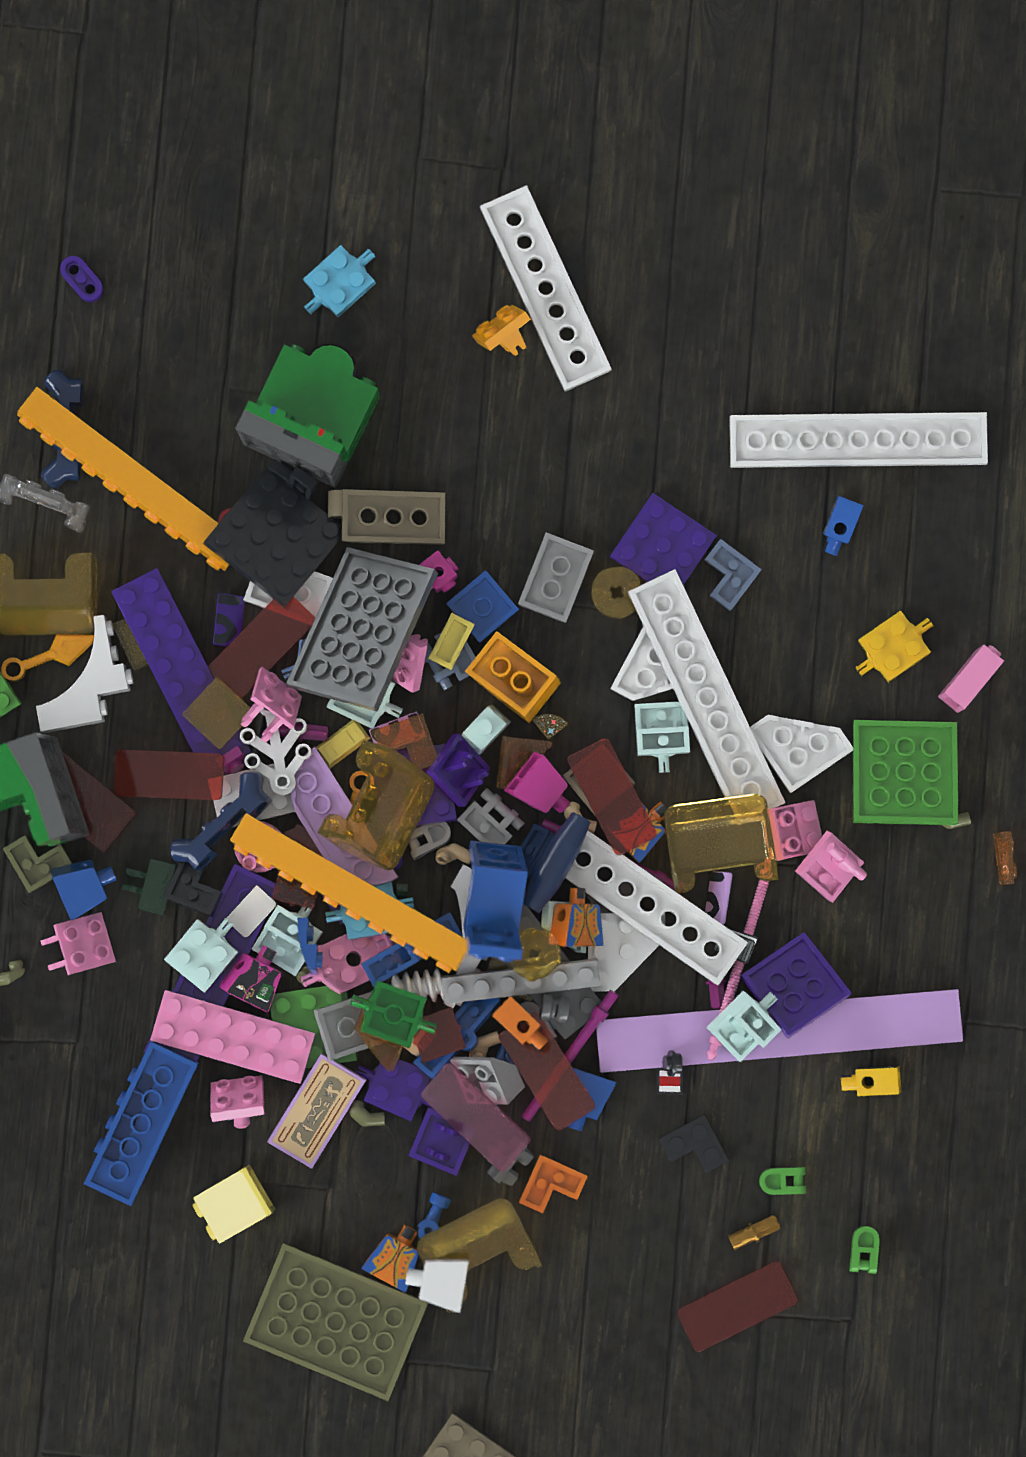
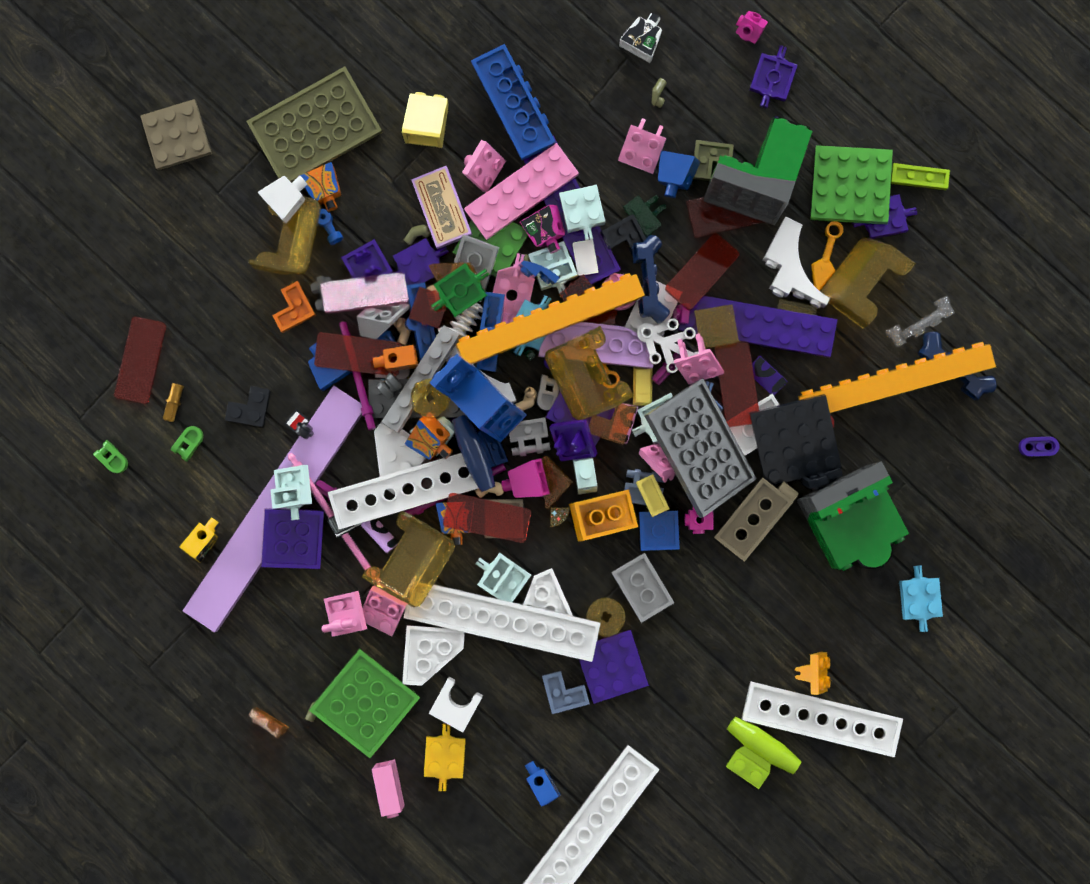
camera: 130 degrees right, 0 degrees up
(633, 326) = (758, 753): none -> lime plate
(843, 675) = (452, 713): none -> white piece

